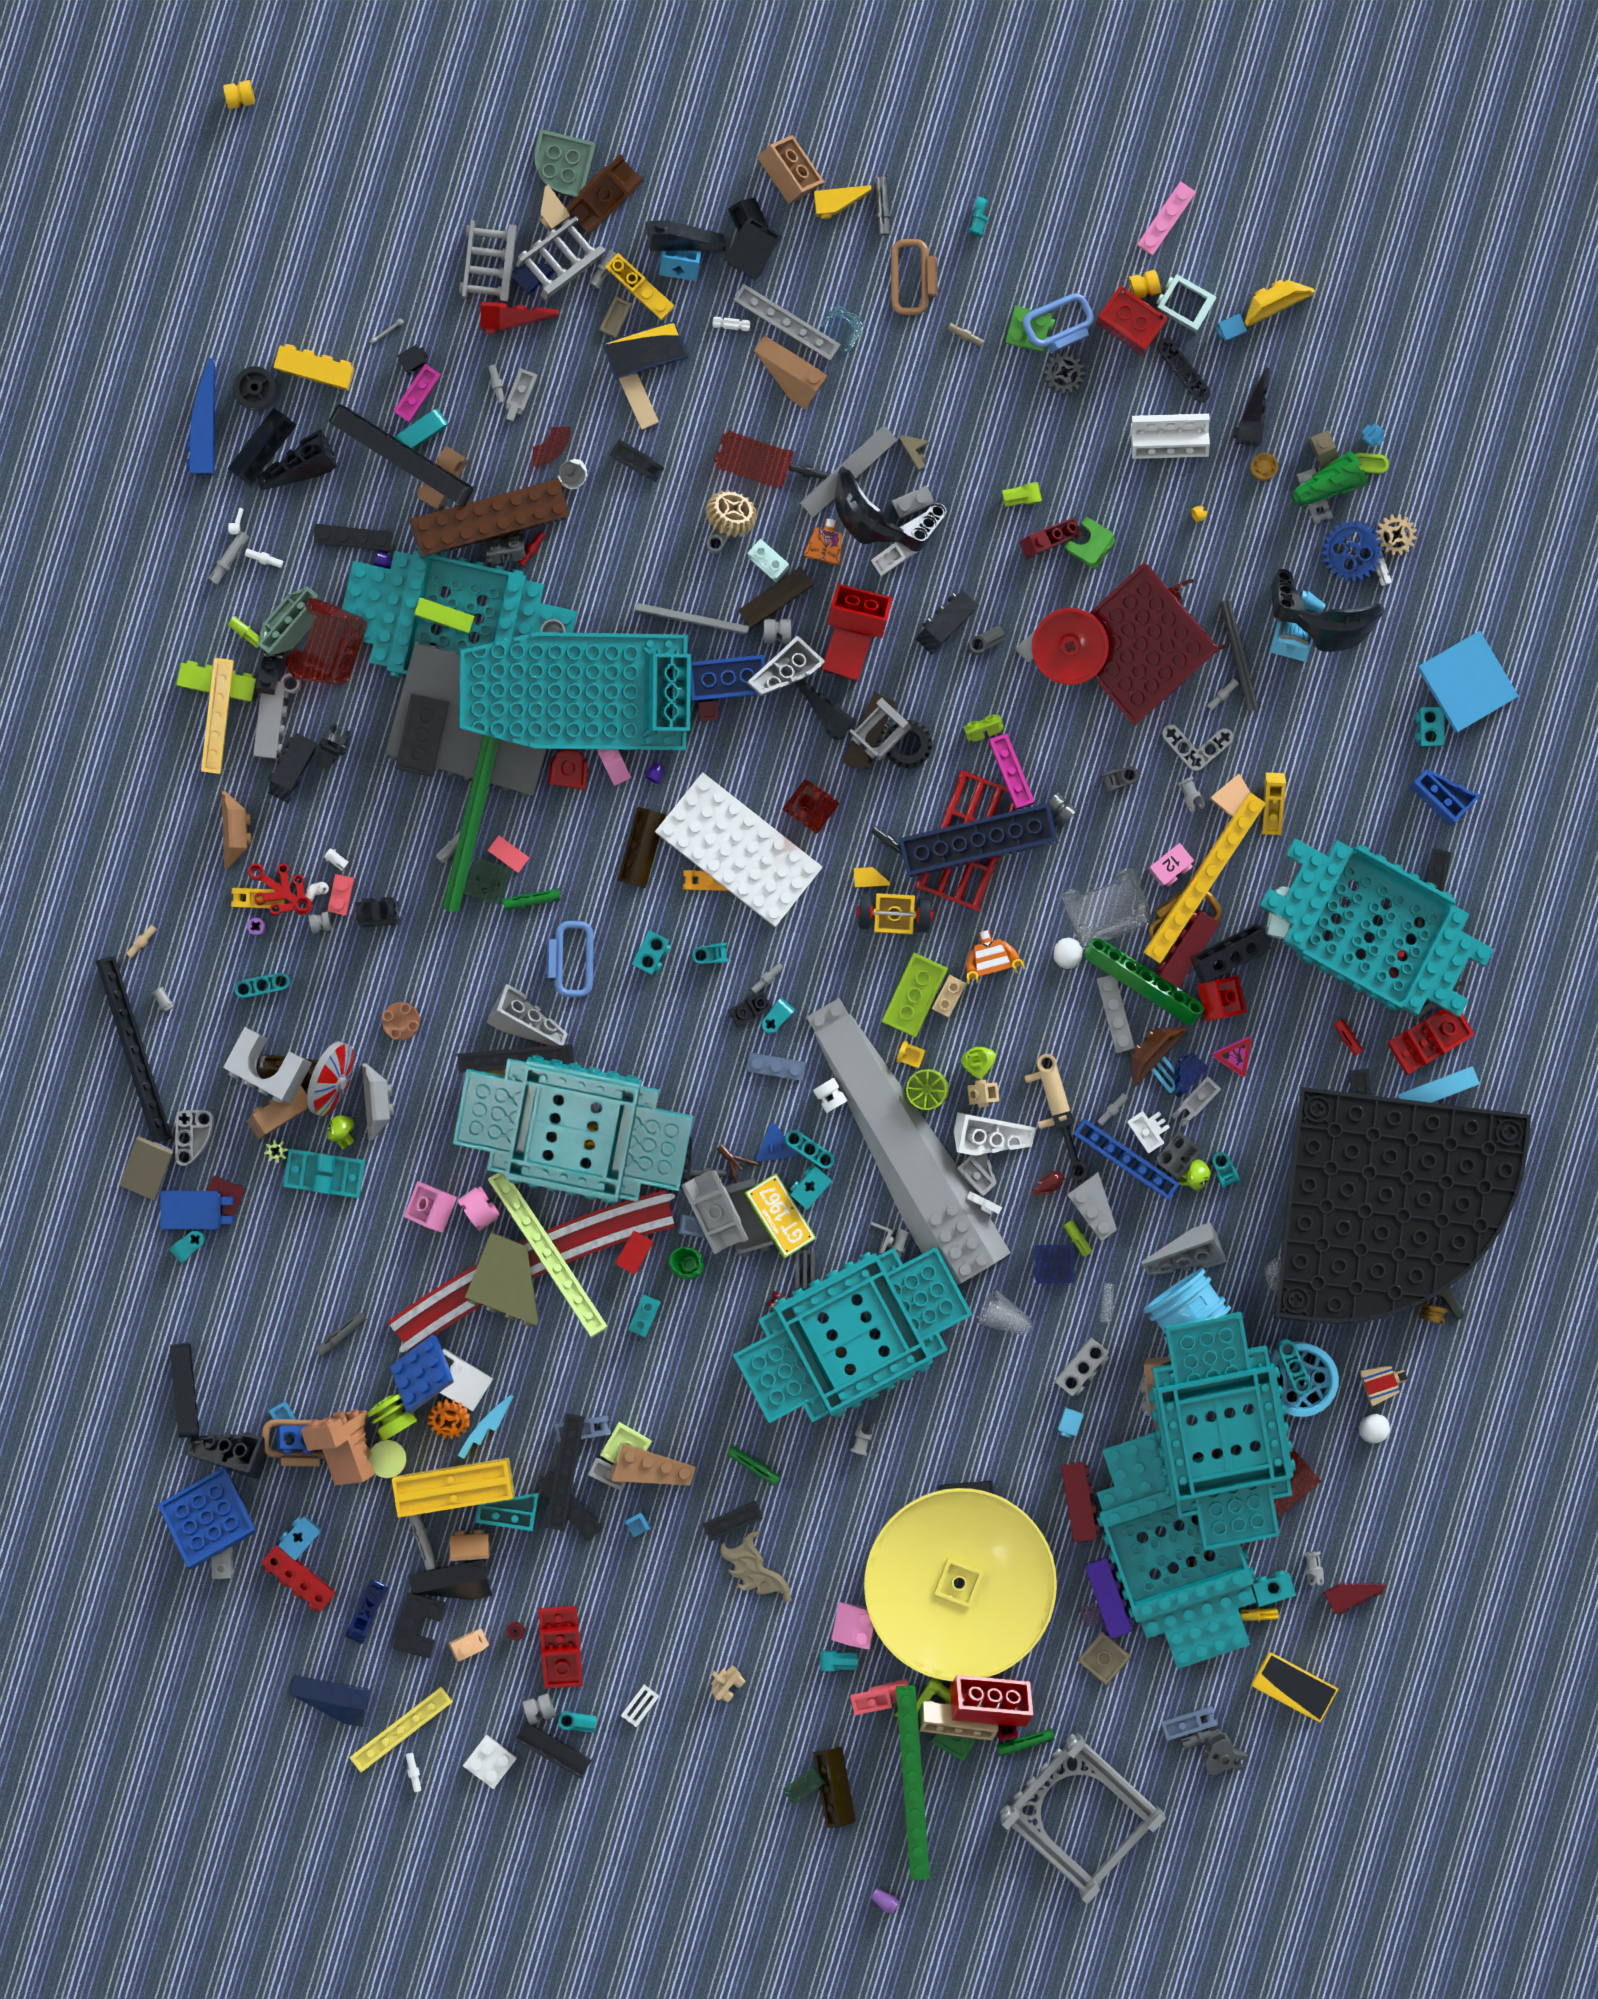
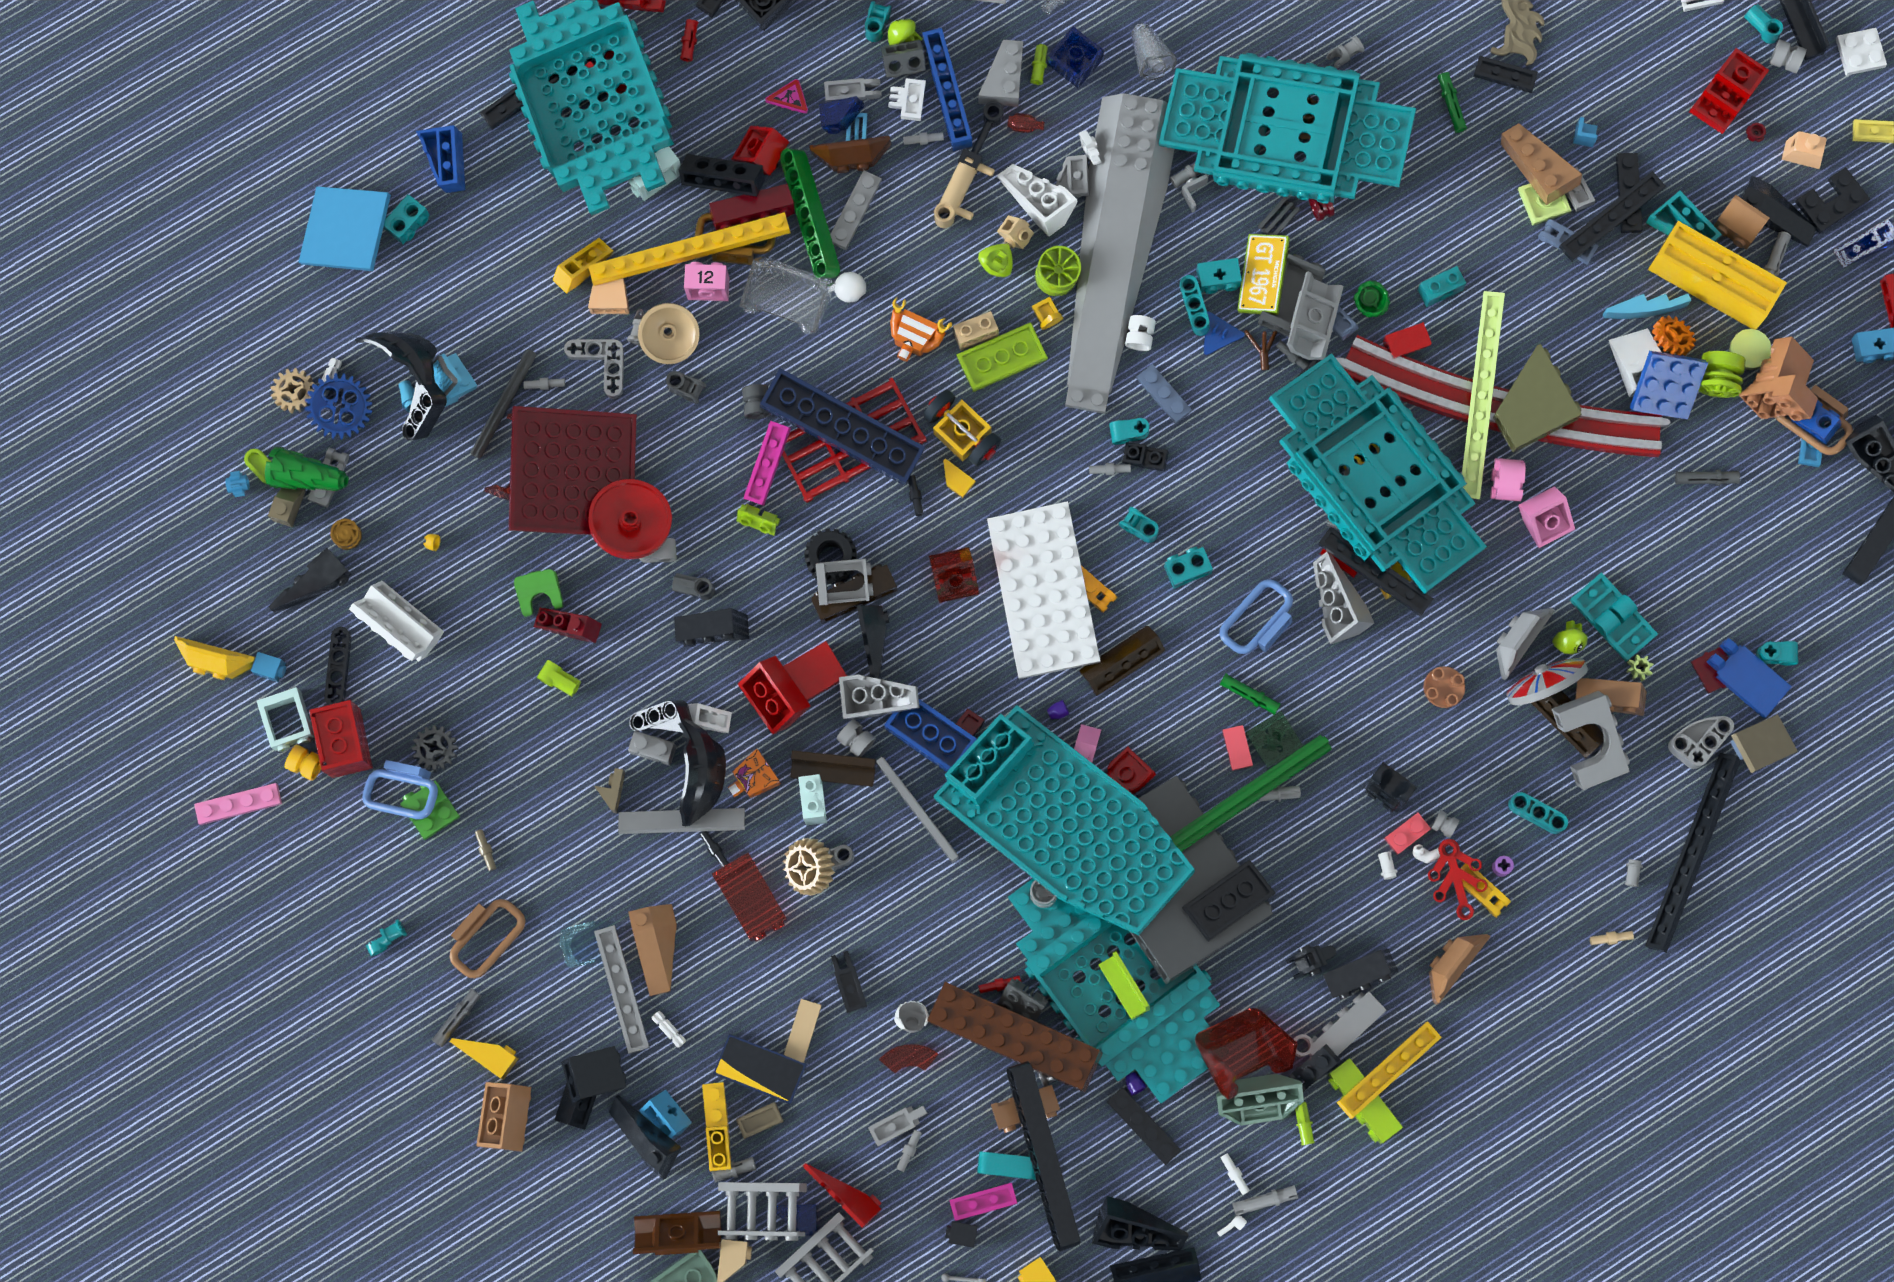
camera: 130 degrees left, 10 degrees down
(1156, 800) = (668, 347): none -> tan dish

